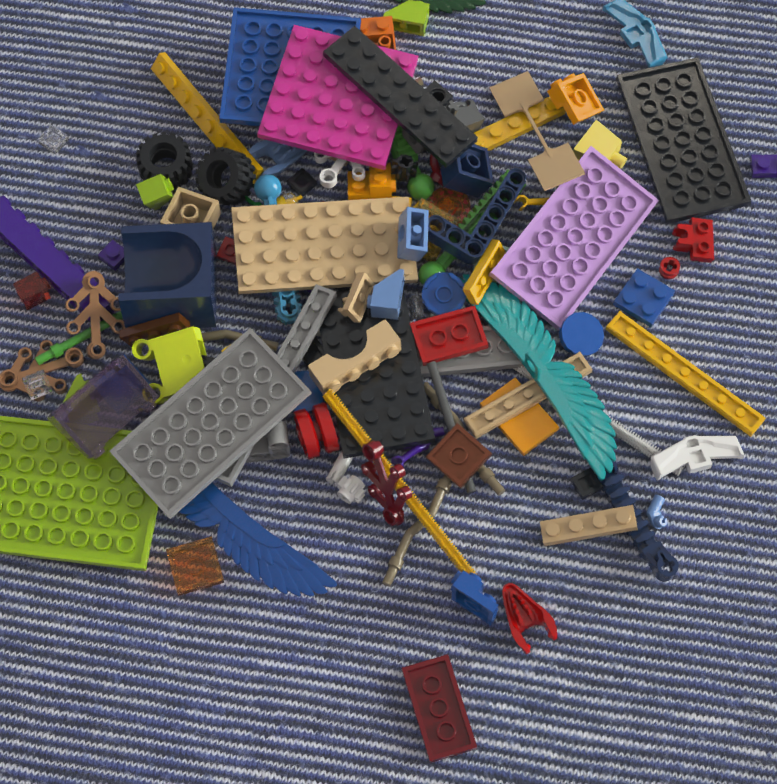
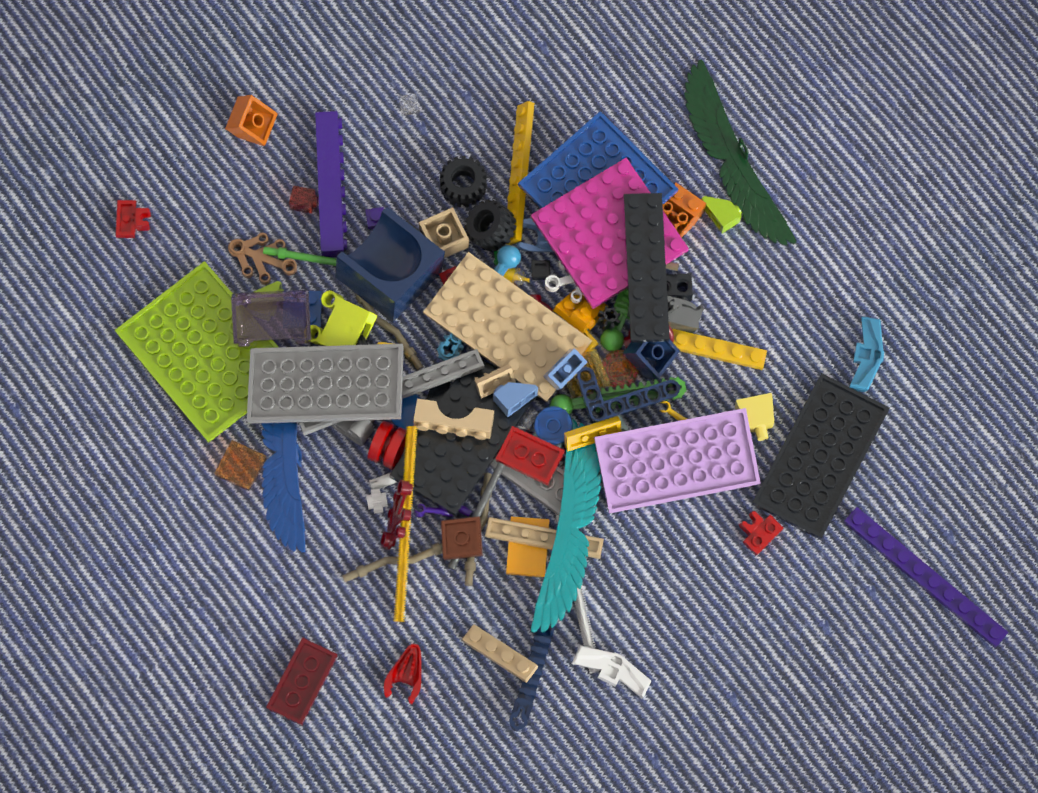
camera: 40 degrees right, 5 degrees up
(37, 384) = (249, 266): clear tile -> none
(94, 311) = (325, 247): medium nougat plant -> none
(154, 328) = (351, 292): reddish brown plate -> none
(155, 191) = (433, 198): lime slope -> none
(468, 593) = (385, 628): blue plate -> none
(554, 164) = (709, 401): tan hinge -> none
(576, 97) = (774, 366): light orange plate -> none
(581, 334) = (618, 528): blue tile -> none
(586, 483) = (523, 626): black plate -> none
(644, 297) = (686, 540): blue plate -> none
(653, 512) = (550, 683): medium blue arm -> none
(663, 268) = (723, 529): red bush -> none
(685, 374) = (661, 613): yellow tile -> none

